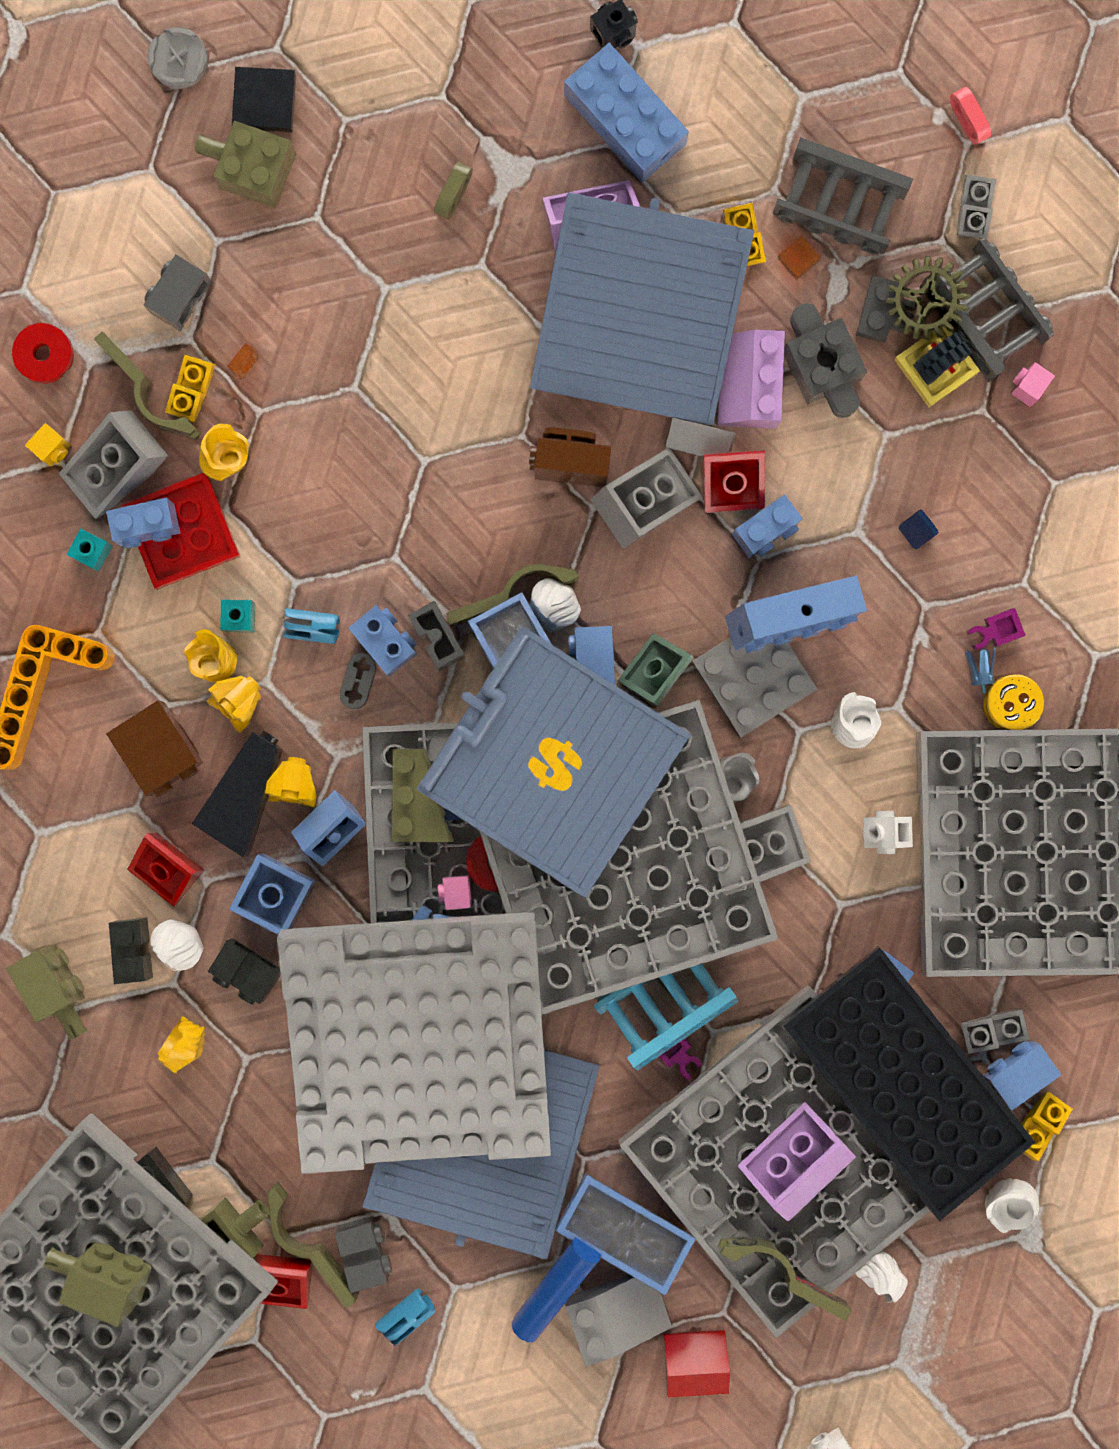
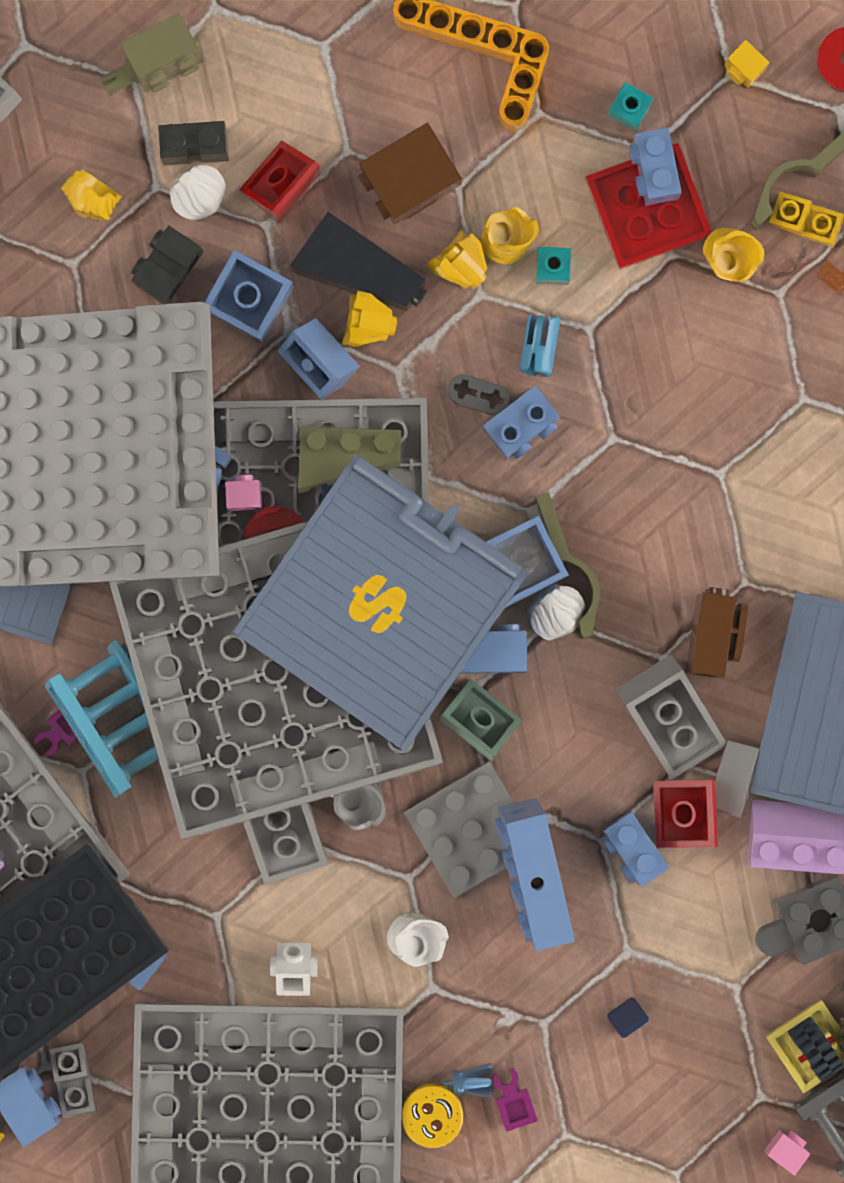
camera: 95 degrees right, 0 degrees up
(112, 462) = (725, 133): light grey slope -> none
(430, 623) = (536, 478): dark grey brick -> none

